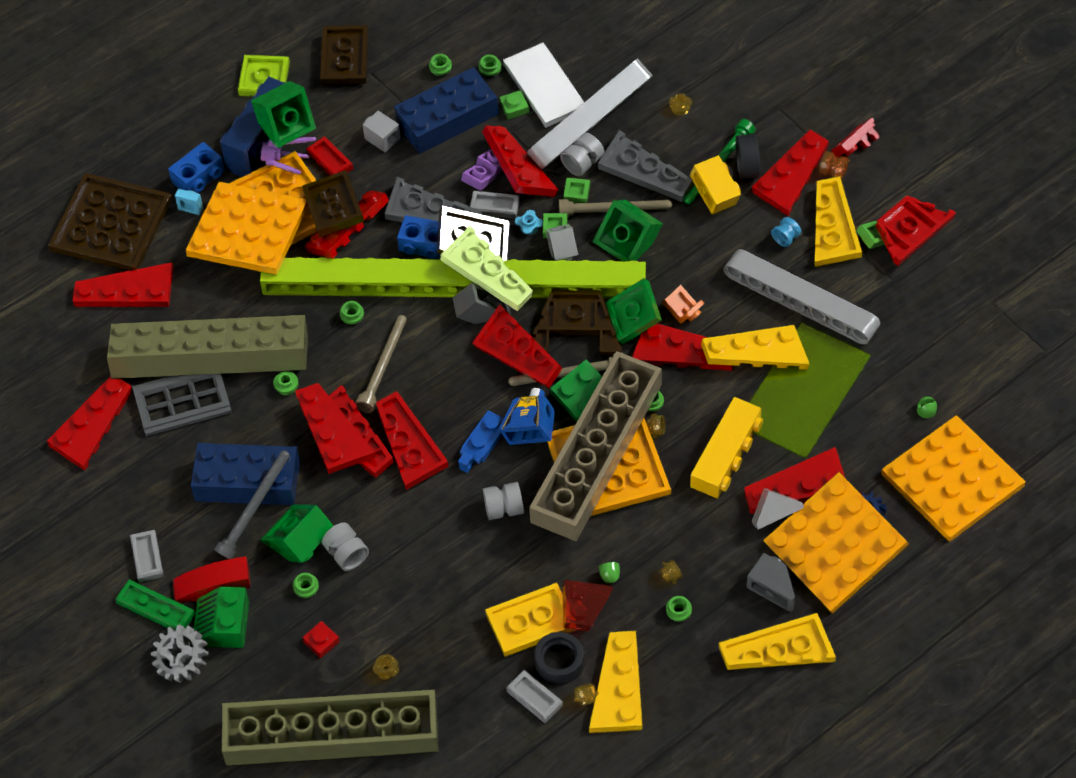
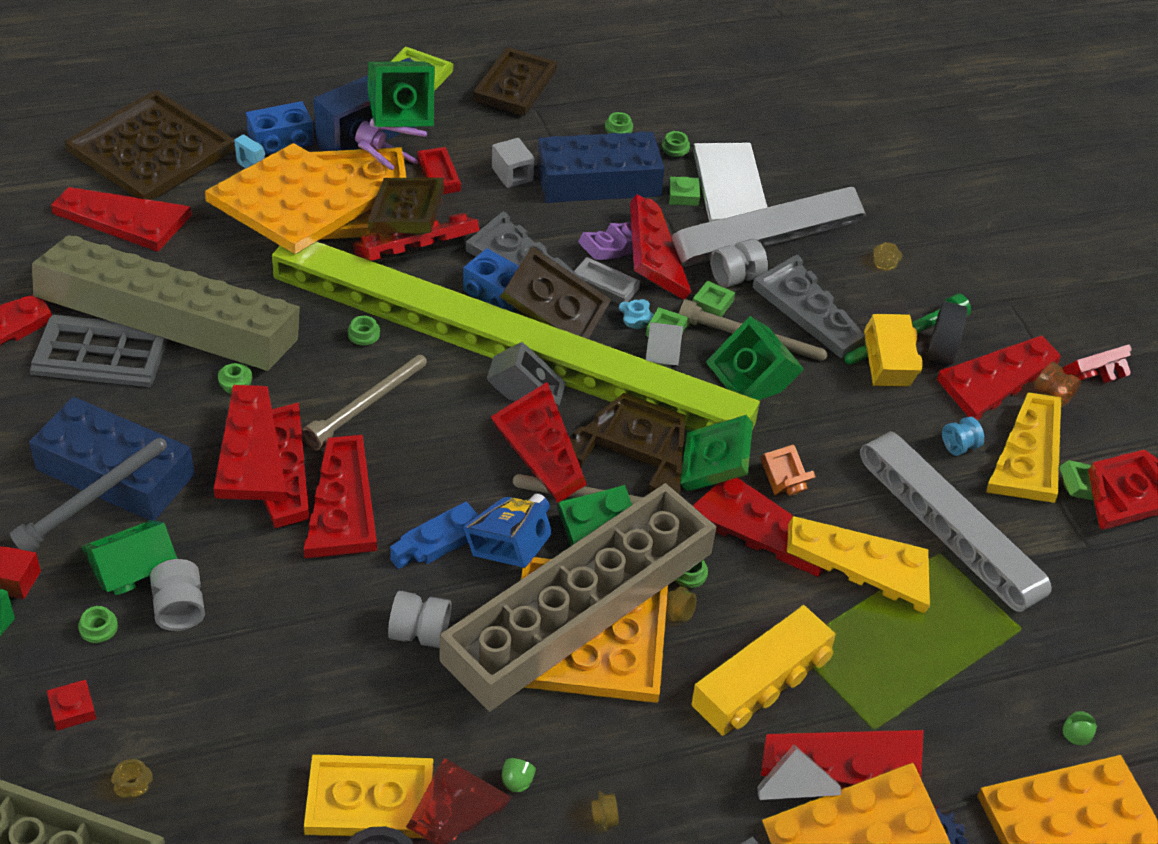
camera: 15 degrees right, 10 degrees down
(479, 264) = (545, 328): yellowish green wing -> none

